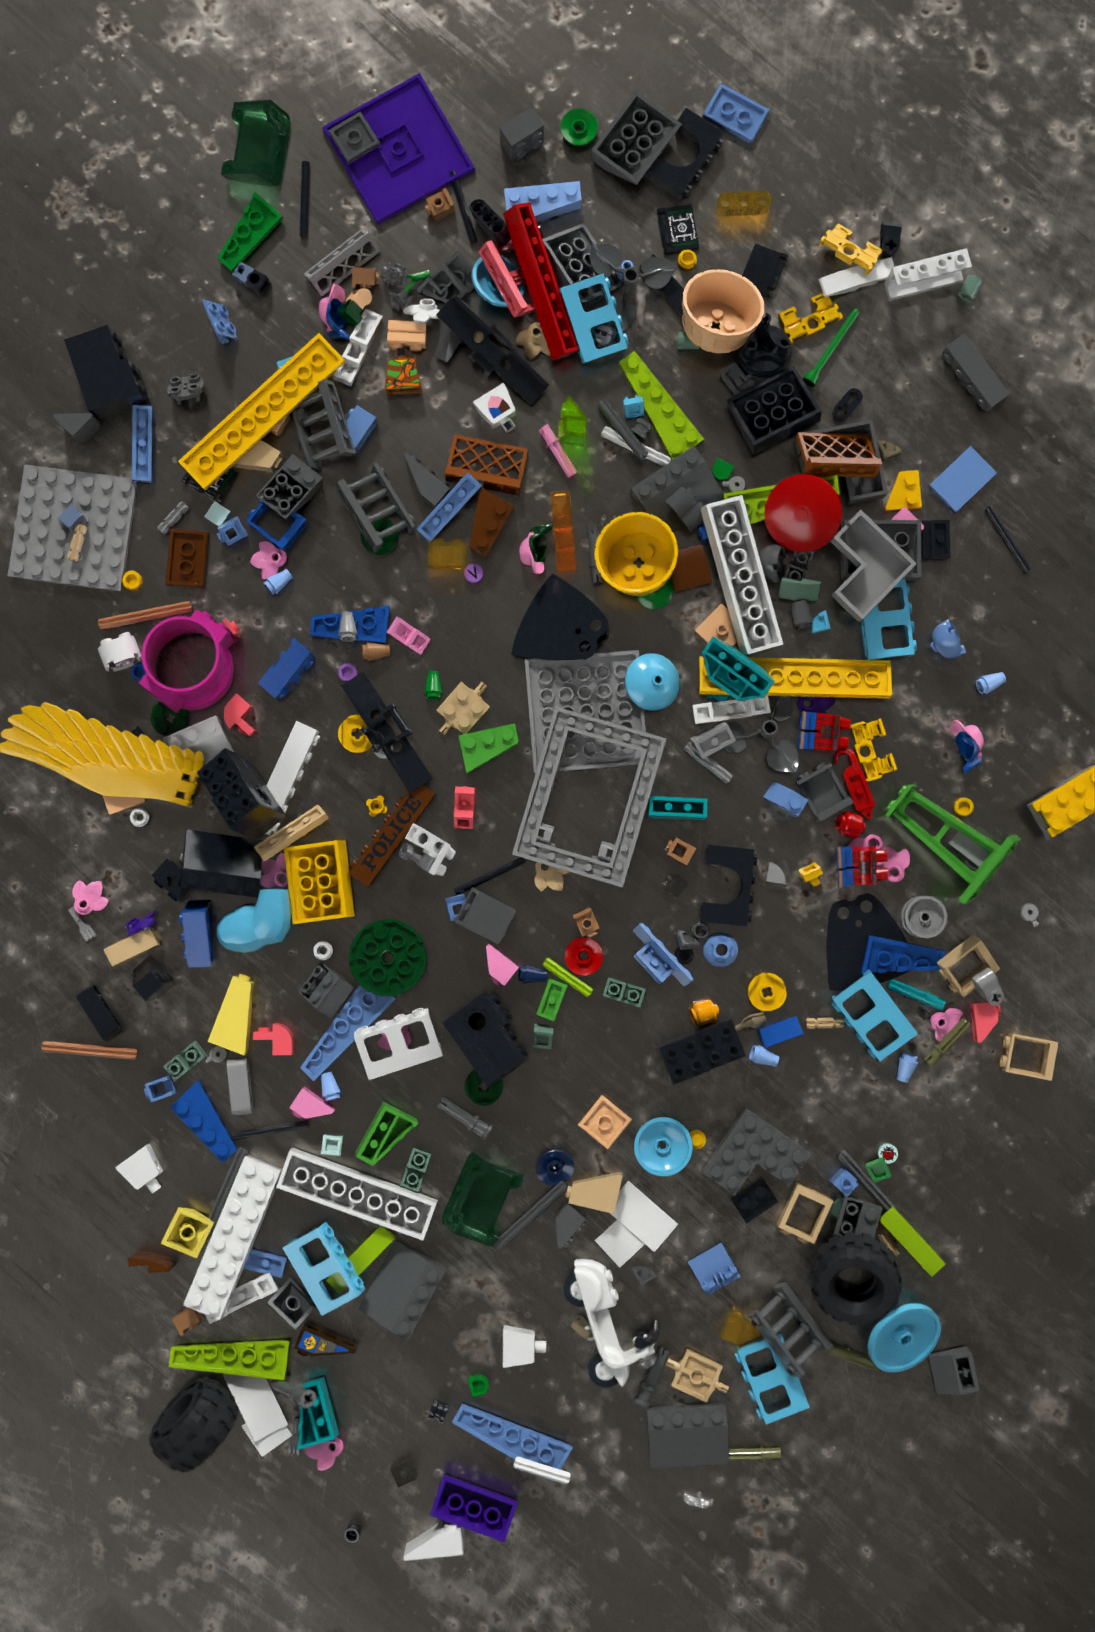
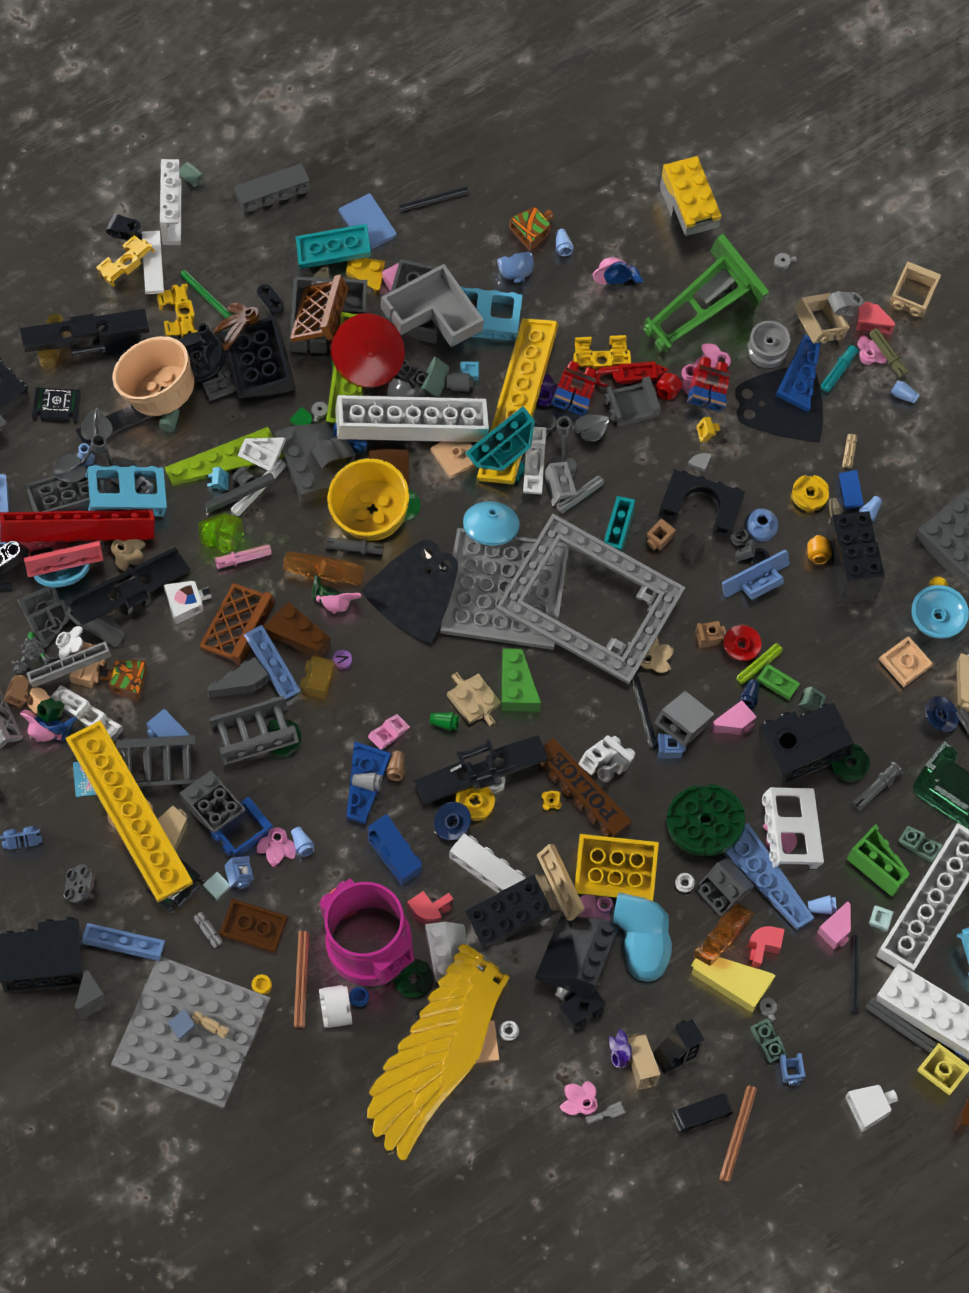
camera: 85 degrees left, 20 degrees down
(197, 933) = (641, 994): blue wedge -> none
(200, 1116) = (831, 1036): blue wing -> none
(240, 1086) = (805, 991): light grey beam -> none
(274, 998) = (724, 934): none -> clear orange slope
(325, 712) = (447, 815): none -> dark blue dish
(347, 672) = (410, 798): medium lavender tile -> none
(395, 315) = (69, 664): none -> light grey piece
(464, 807) = (573, 717): coral brick -> none
(624, 992) = (785, 616): sand green slope -> none
(670, 439) = (262, 451): none -> white wing
(687, 259) = (89, 402): yellow plate -> none
(763, 227) = (84, 326): none -> black piece
(785, 799) = (631, 434): medium blue slope -> none
(813, 381) = (239, 320): none -> reddish brown plant
(884, 1010) = (849, 394): medium azure window -> none
(922, 451) = (333, 246): none -> teal plate
(935, 539) = (419, 253): black plate -> none
(963, 807) = (672, 291): yellow tile -> none
(1000, 646) = (531, 226): none -> torso

